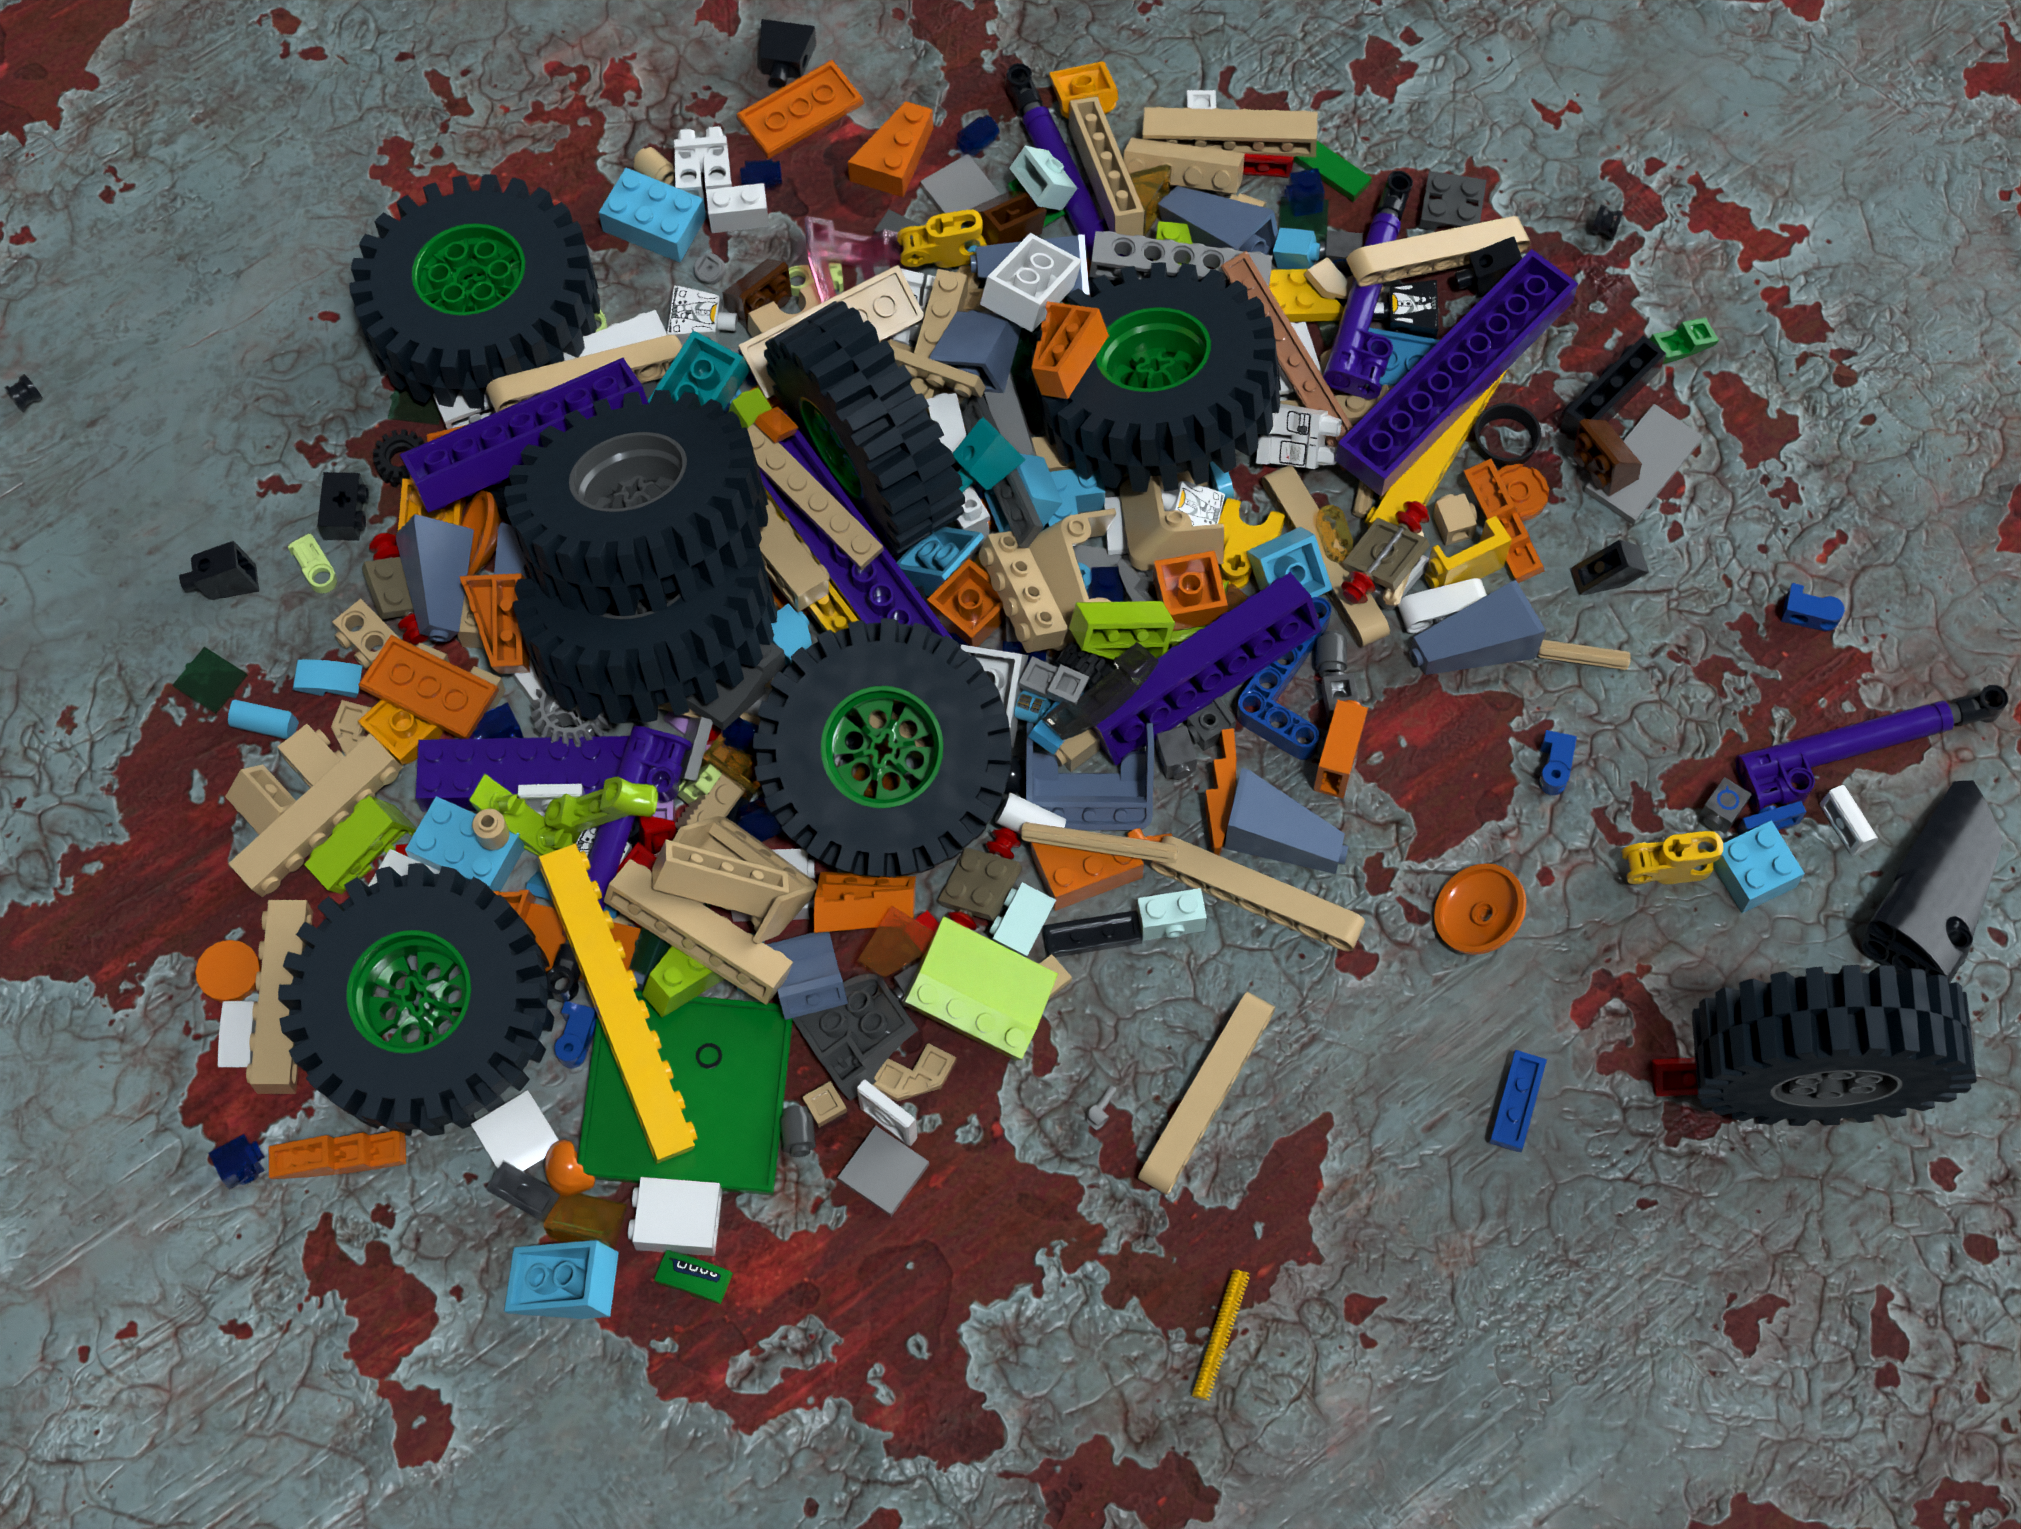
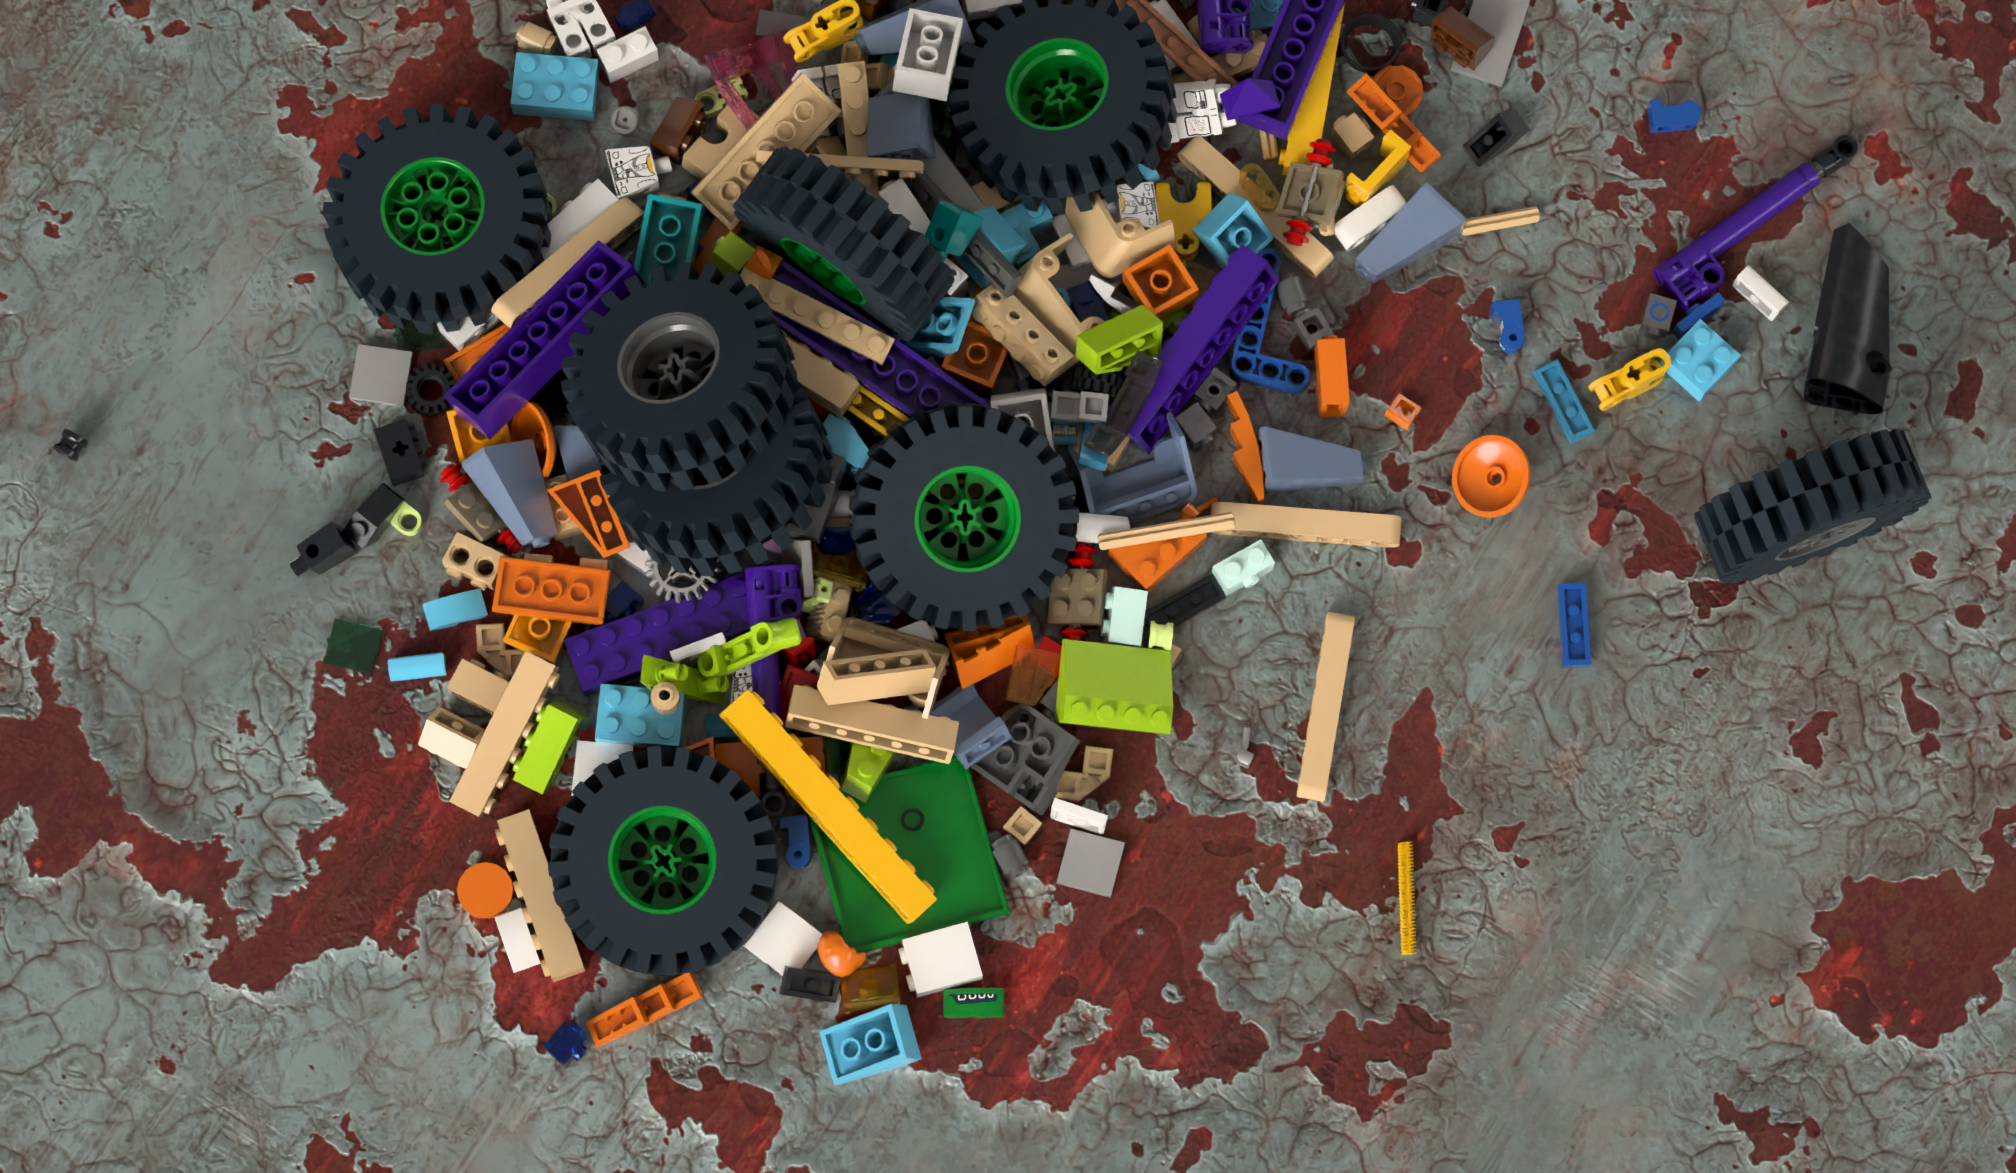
camera: 25 degrees left, 10 degrees up
(283, 556) = (373, 516): none -> black slope
(357, 428) = (381, 375): none -> light grey tile
(1053, 953) = (1160, 635): none -> yellowish green wheel
(1067, 347) = (986, 110): orange wedge -> none
(1354, 432) = (1249, 98): none -> dark purple slope
(1407, 812) = (1403, 411): none -> orange tile
(1590, 862) = (1564, 401): none -> dark azure tile
(1674, 1076) = (1690, 559): red slope -> none

